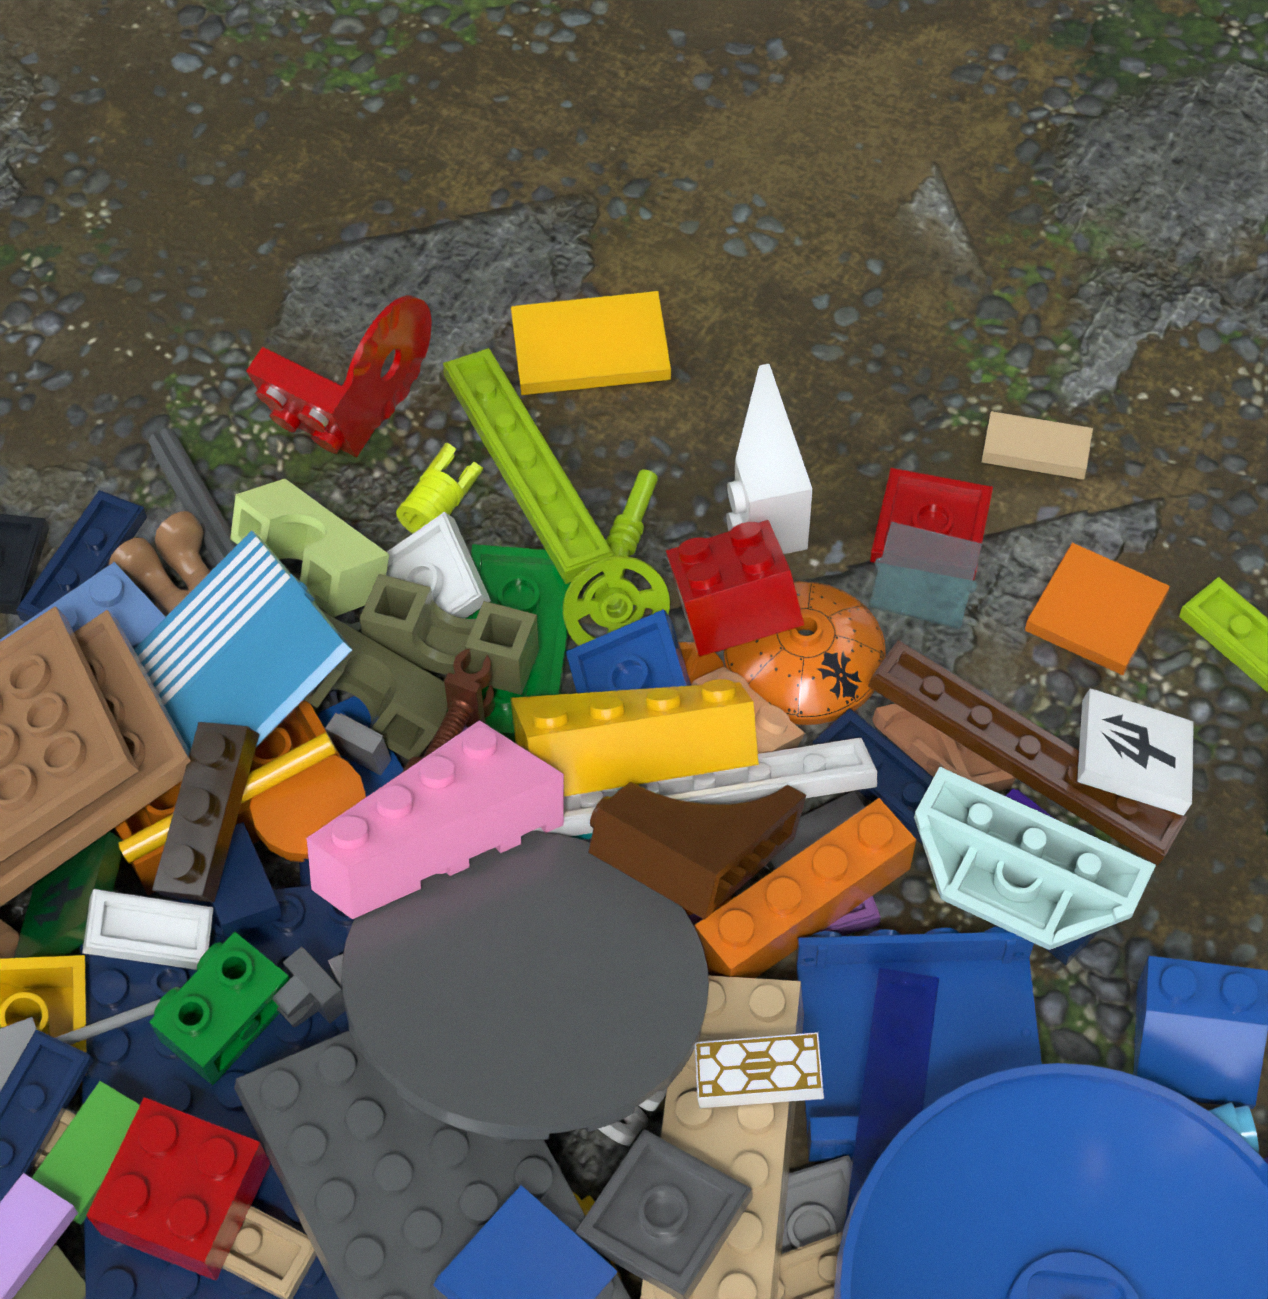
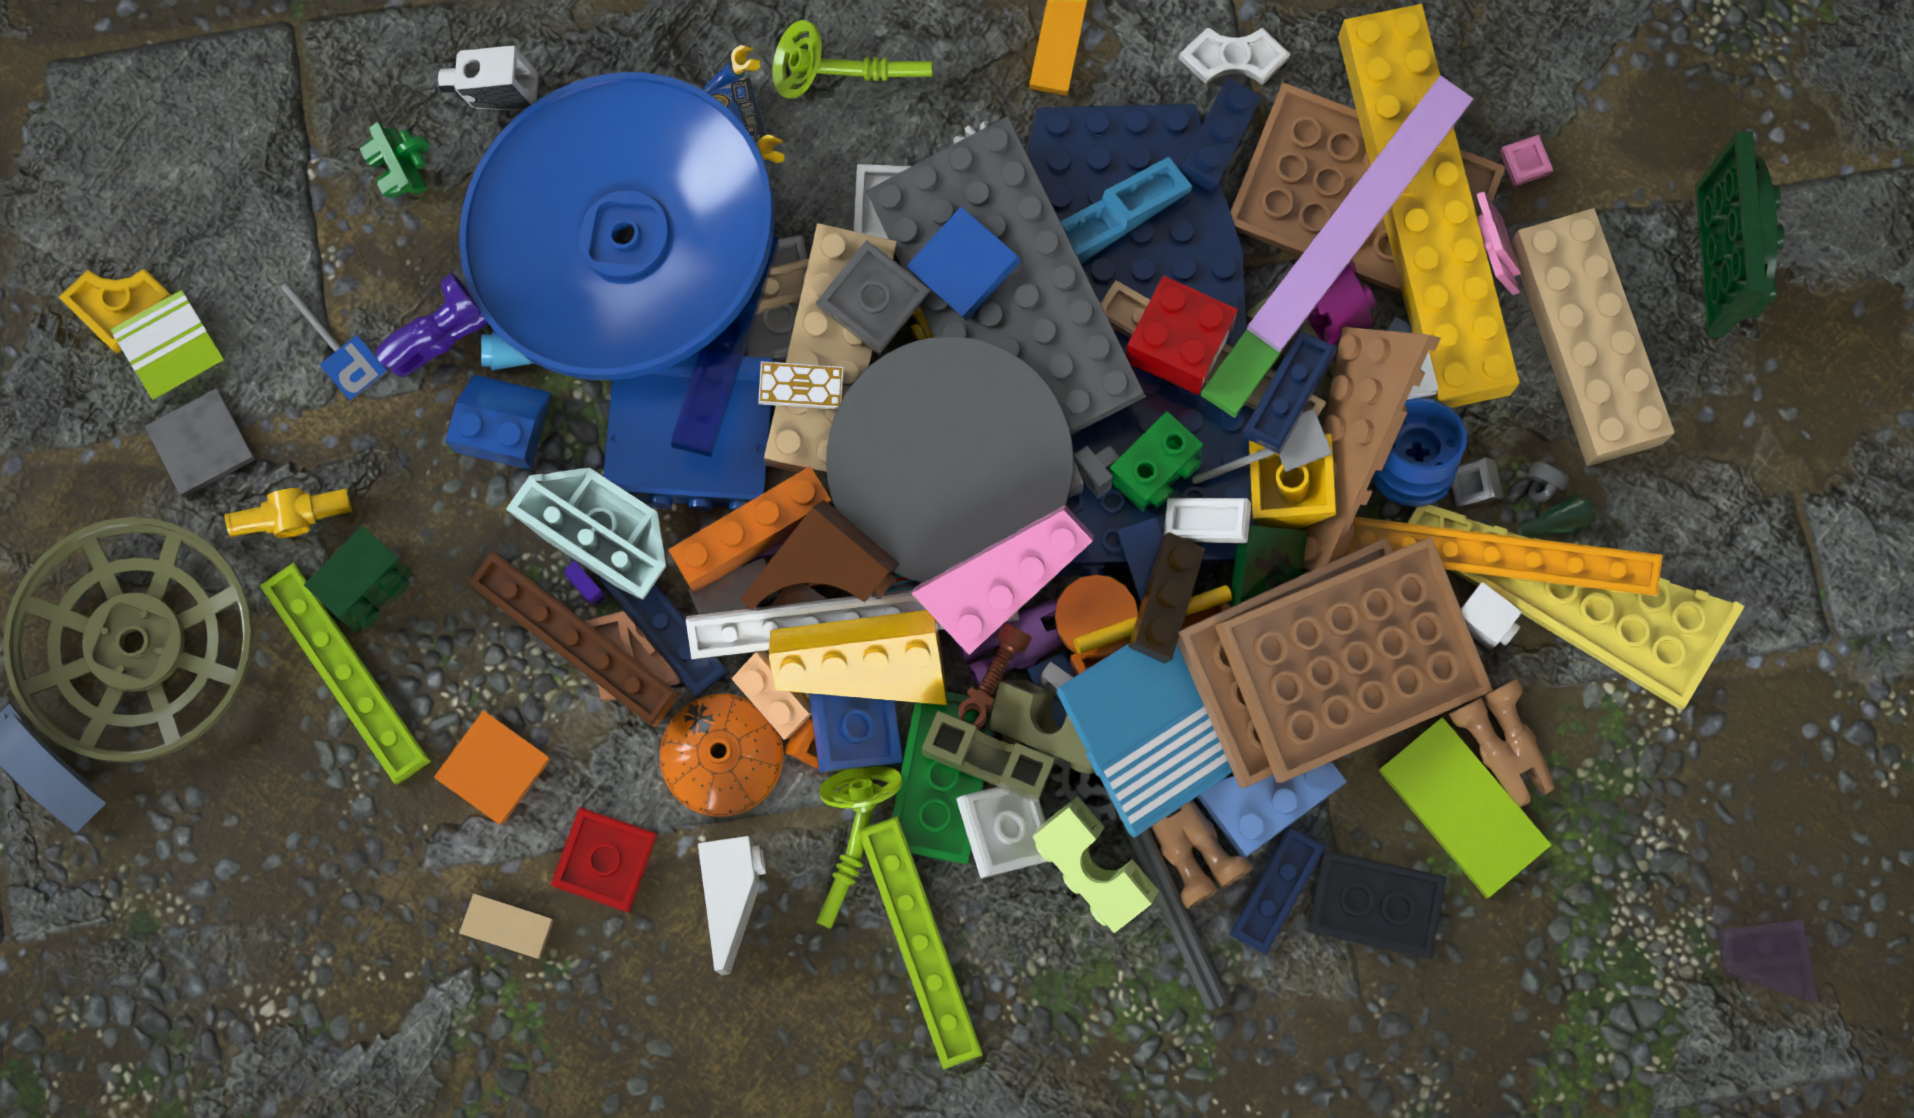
camera: 175 degrees left, 20 degrees up
(348, 413) = (1087, 1000): red piece -> none
(436, 491) = (997, 916): neon yellow hinge -> none
(590, 343) = (857, 1070): yellow tile -> none
(734, 587) = (769, 786): red brick -> none
(925, 575) = (618, 806): clear light blue piece -> none
(1136, 752) = (493, 631): white tile -> none

